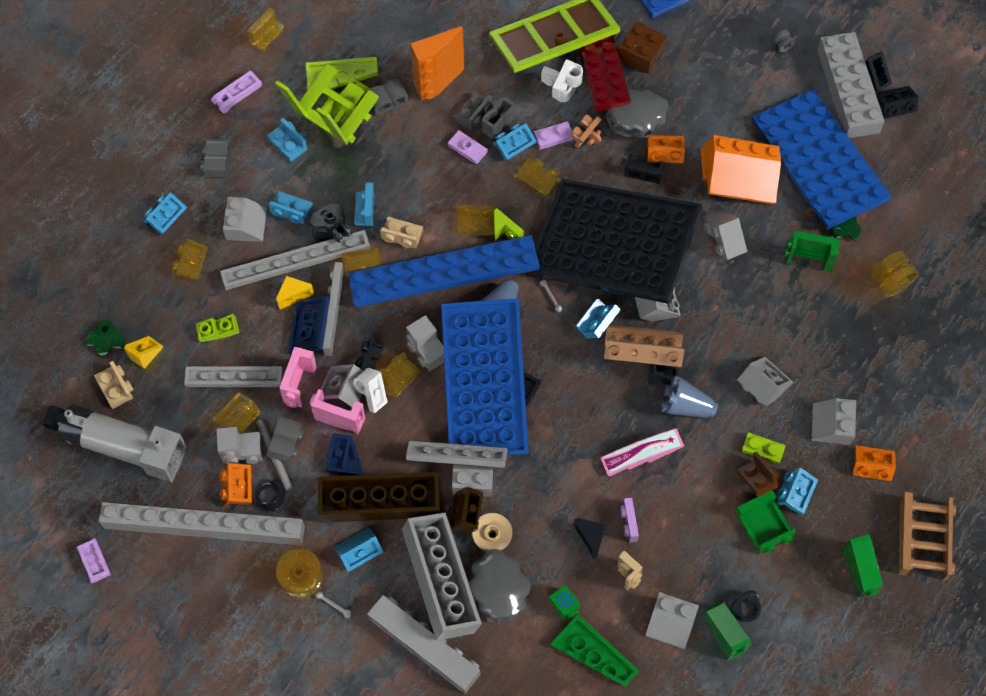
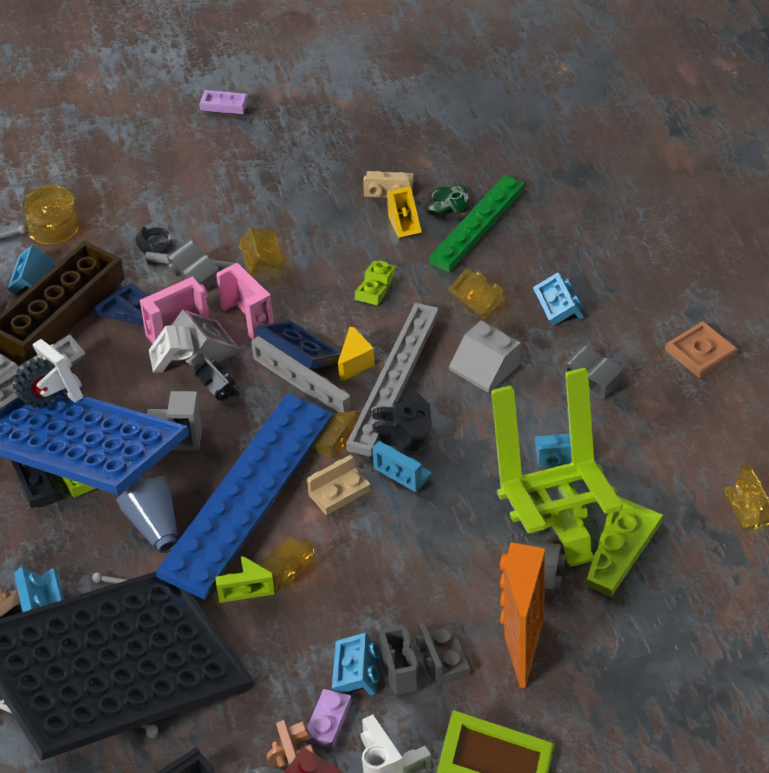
camera: 130 degrees right, 20 degrees down
(117, 307) = (476, 223): none -> green plate
(153, 120) = (701, 349): none -> nougat tile
(155, 451) = (276, 170): light grey piece -> none
(202, 523) = (173, 178): light grey brick -> none
(234, 376) = (307, 266): light grey plate -> none
(236, 91) = (677, 436): lavender plate -> none
(236, 484) = (188, 218): orange bracket -> none
(239, 447) = (224, 229): light grey brick -> none
(291, 207) = (465, 406): dark azure bracket -> none
(398, 375) = (168, 382): clear yellow bracket -> none
(458, 425) = (46, 377): none -> plate
(467, 147) = (403, 612): lavender plate -> none
(538, 177) = (282, 663): clear yellow bracket -> none

